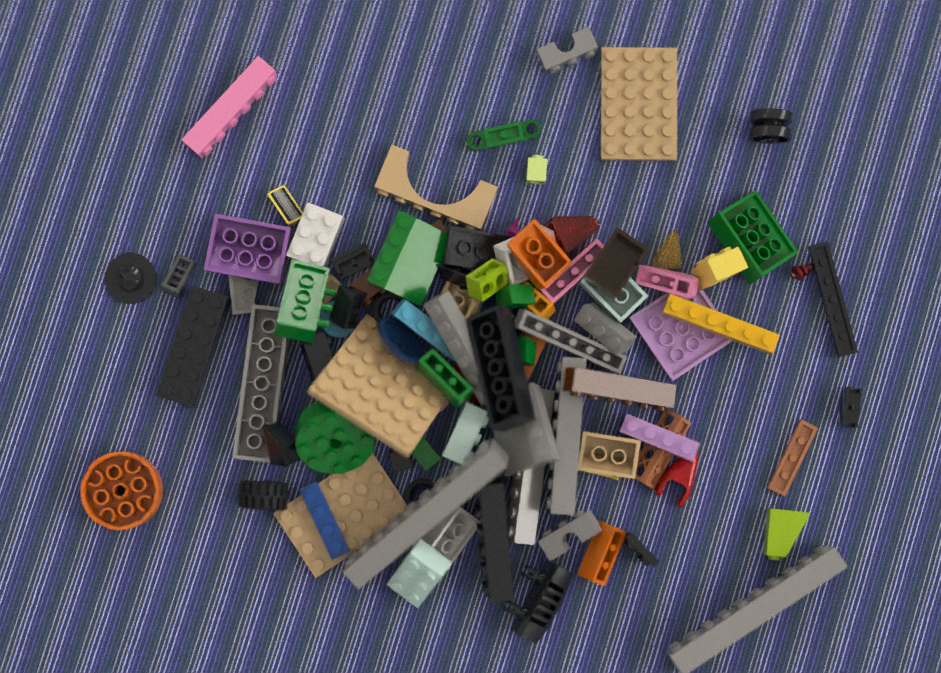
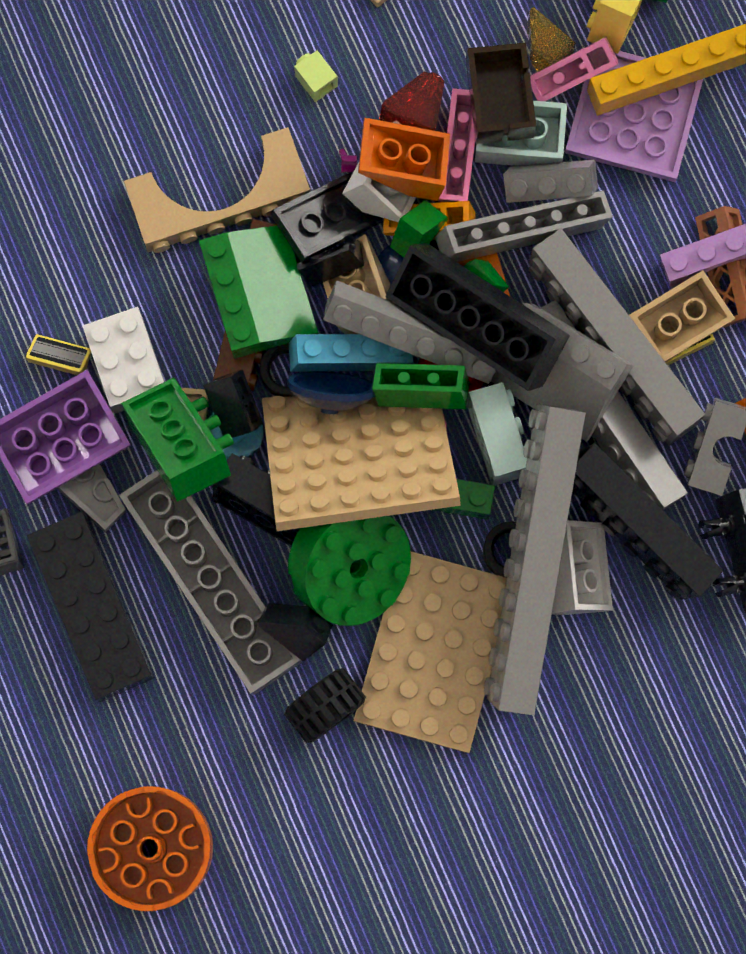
camera: 40 degrees left, 5 degrees down
(324, 520) = (421, 674): blue plate -> none
(353, 261) = (193, 351): black hinge -> none
(399, 461) = (448, 532): black tile -> none
(419, 573) = (587, 637): light aqua brick -> none
(487, 280) = (370, 235): lime brick -> none
(503, 135) = (243, 68): green plate -> none
(619, 387) = (627, 230): brick -> none

